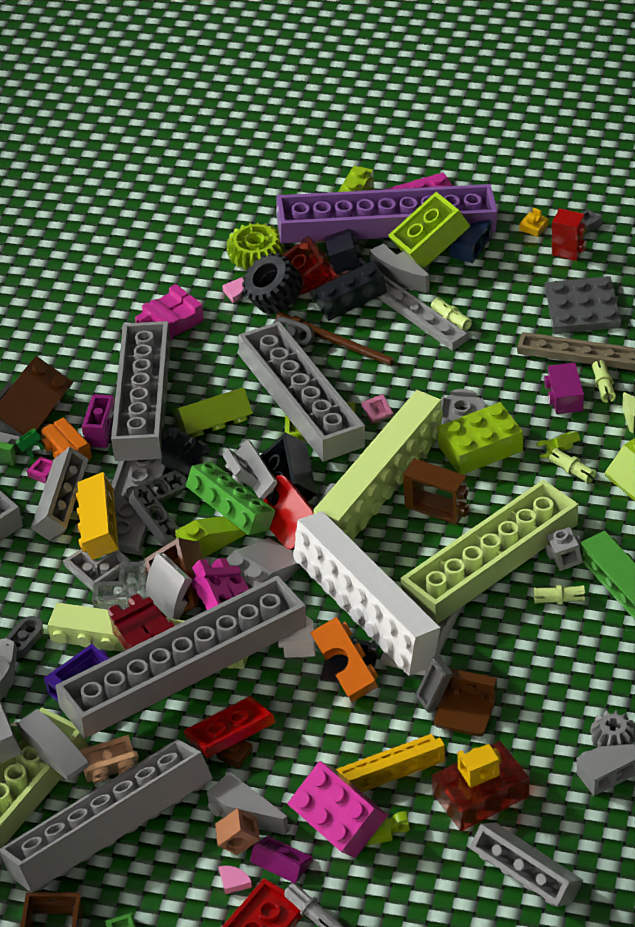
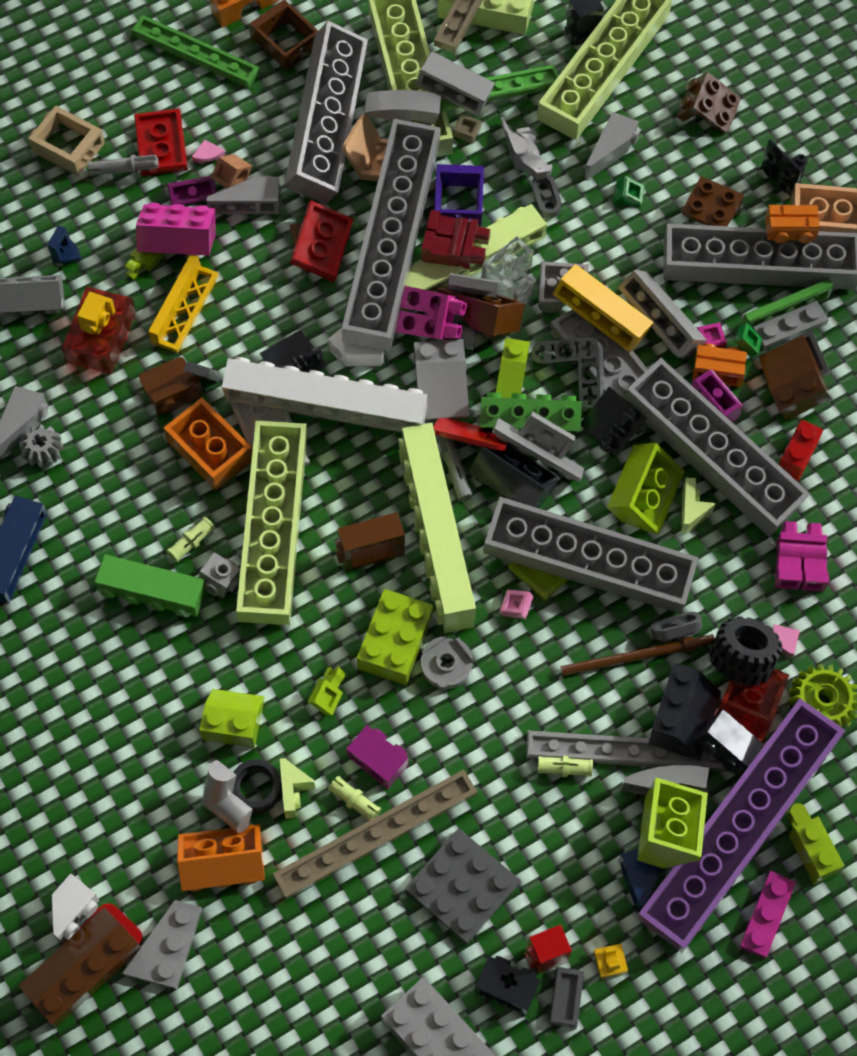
camera: 130 degrees right, 20 degrees up
(88, 363) = (800, 449): none -> red brick
(197, 382) = (692, 510): none -> yellowish green slope
(334, 640) = (302, 342): orange arch -> none
(443, 882) = (62, 248): none -> dark blue tile
(482, 635) = (208, 444): none -> orange brick
(572, 465) = (294, 678): yellowish green pin -> none
(608, 244) = (492, 984): none -> black brick

